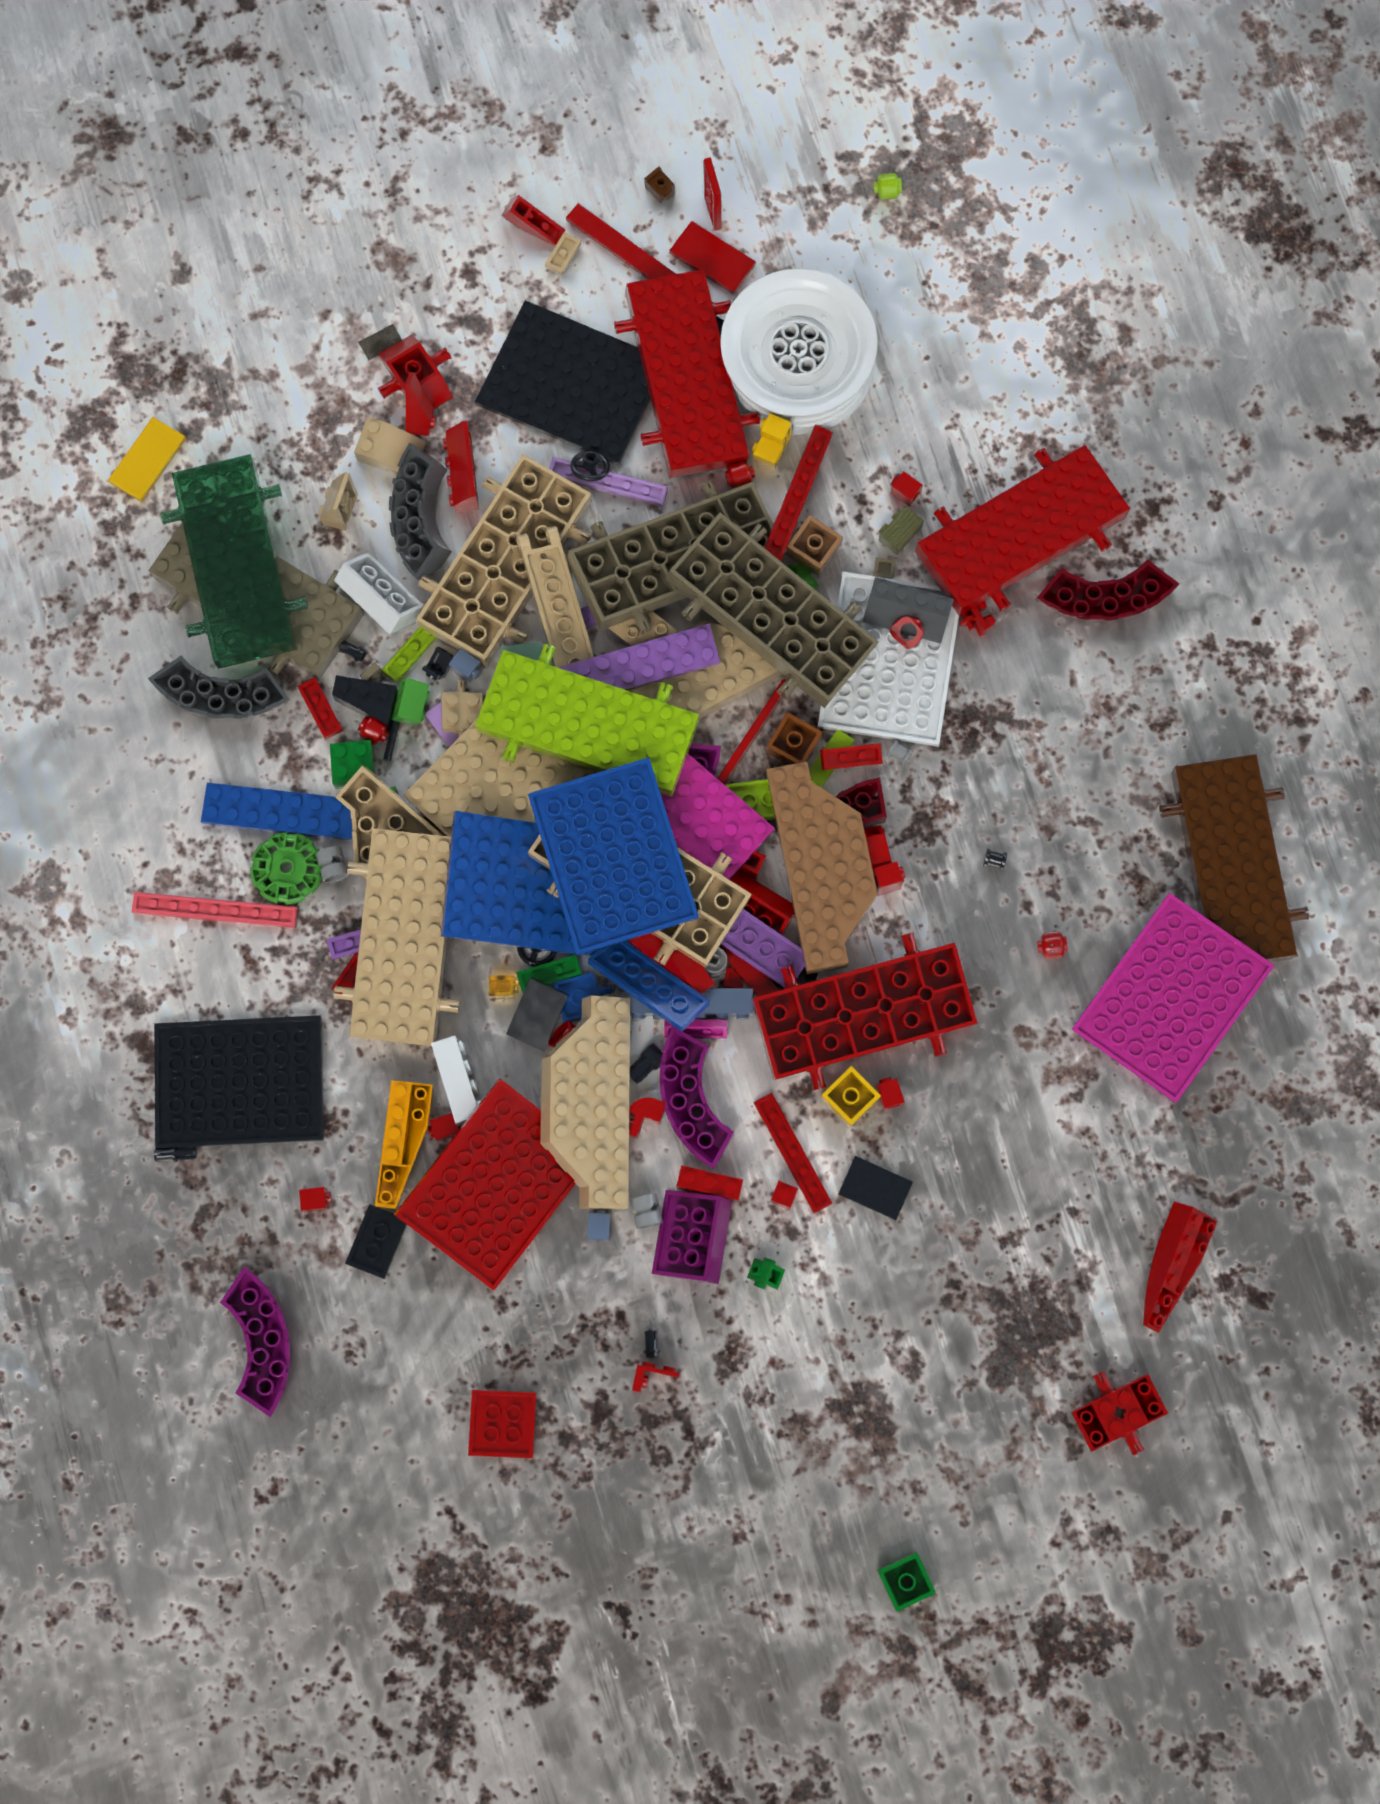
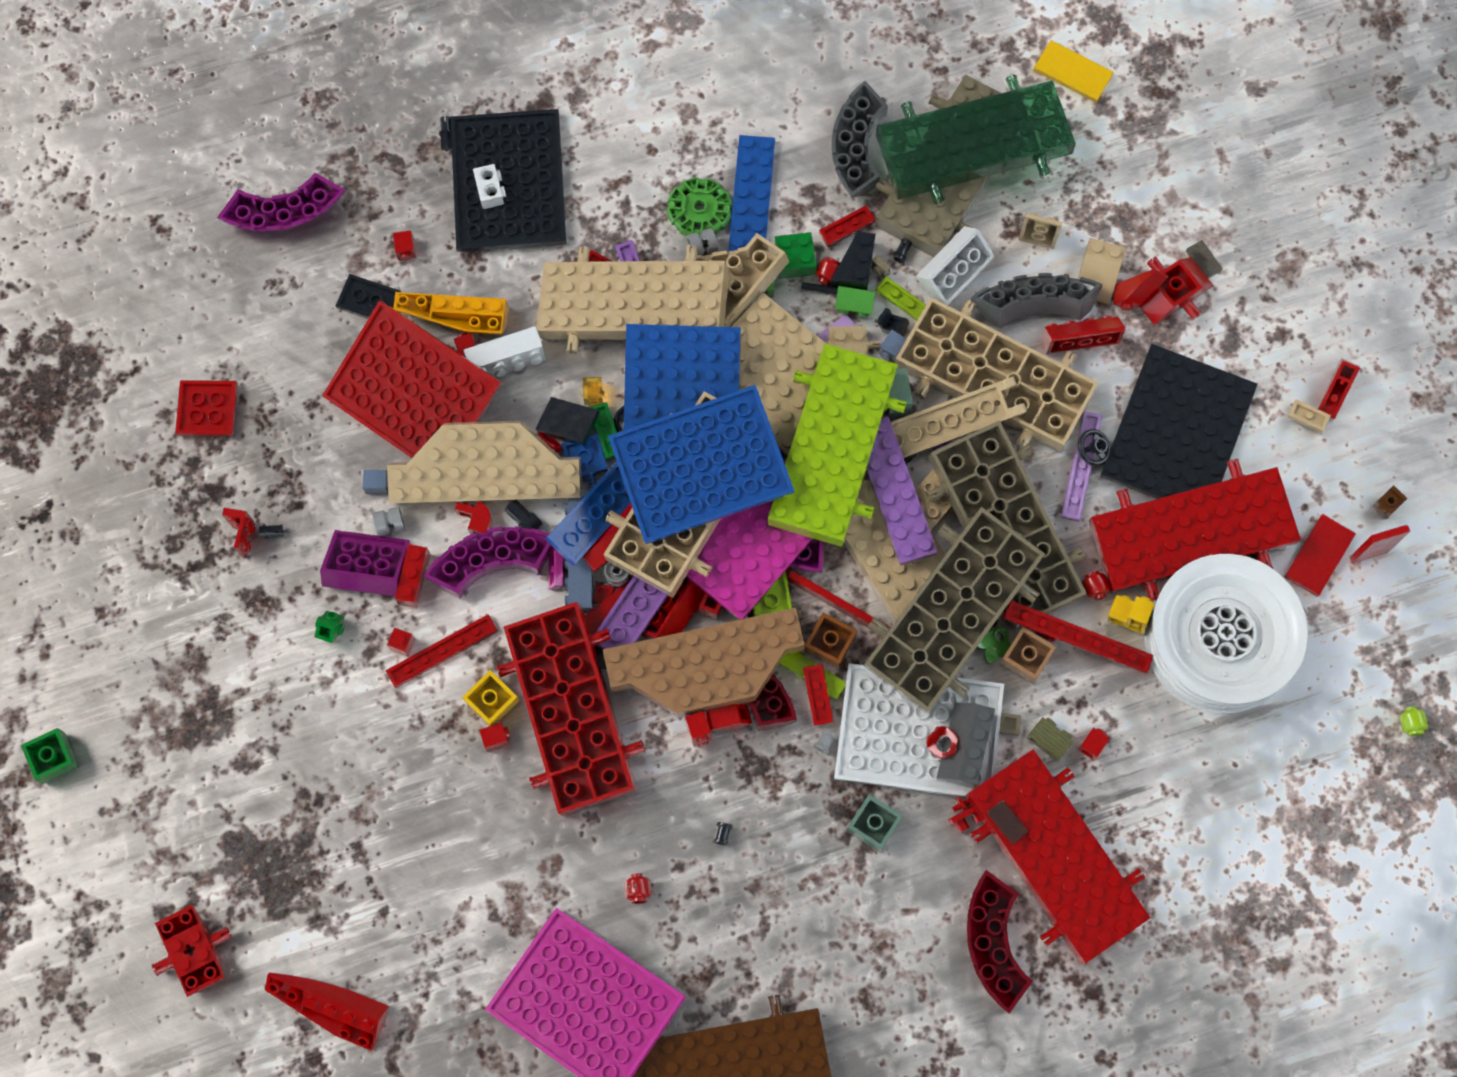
camera: 85 degrees right, 5 degrees down
(214, 910) = (660, 153): coral tile -> none
(250, 1105) = (486, 187): none -> white brick
(617, 243) = (1323, 467): red tile -> none
(875, 1188) = (408, 726): black tile -> none
(987, 705) = (874, 823): none -> sand green brick
(994, 570) = (1007, 822): none -> clear smoke tile

